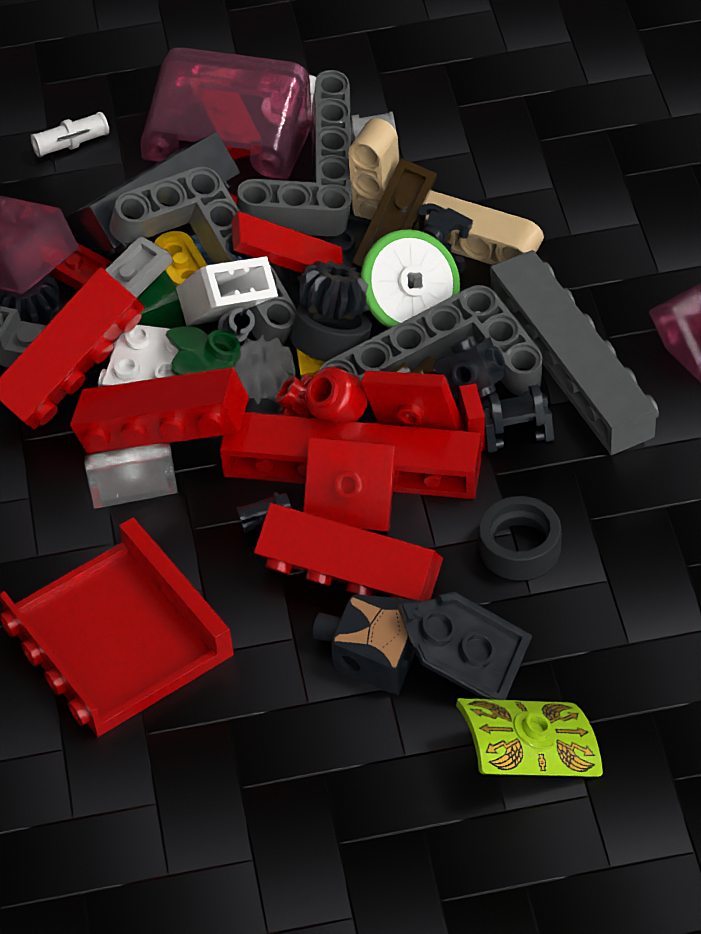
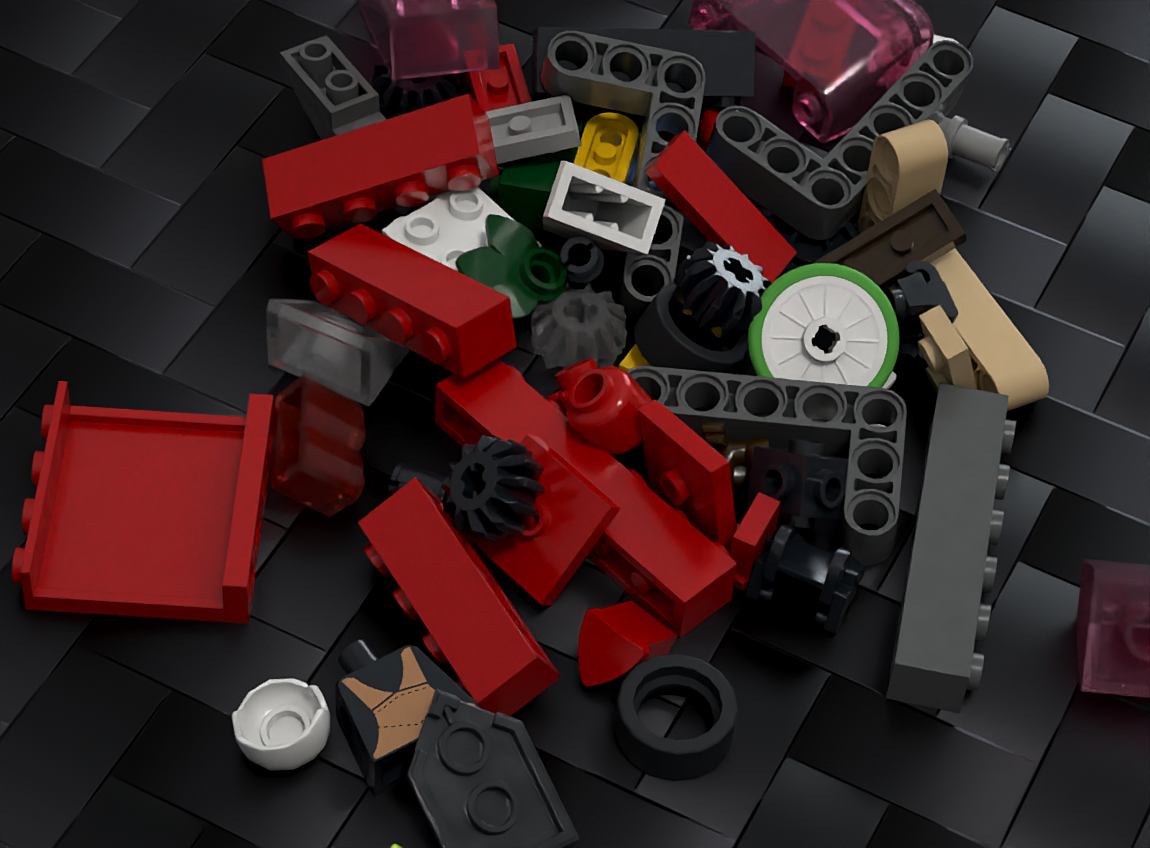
camera: 30 degrees right, 0 degrees up
(184, 529) = (317, 446): none -> clear red brick
(318, 688) = (282, 724): none -> white hair
(334, 479) = (493, 489): none -> black gear
(453, 521) = (618, 640): none -> red tile
(481, 248) = (944, 351): none -> tan plate

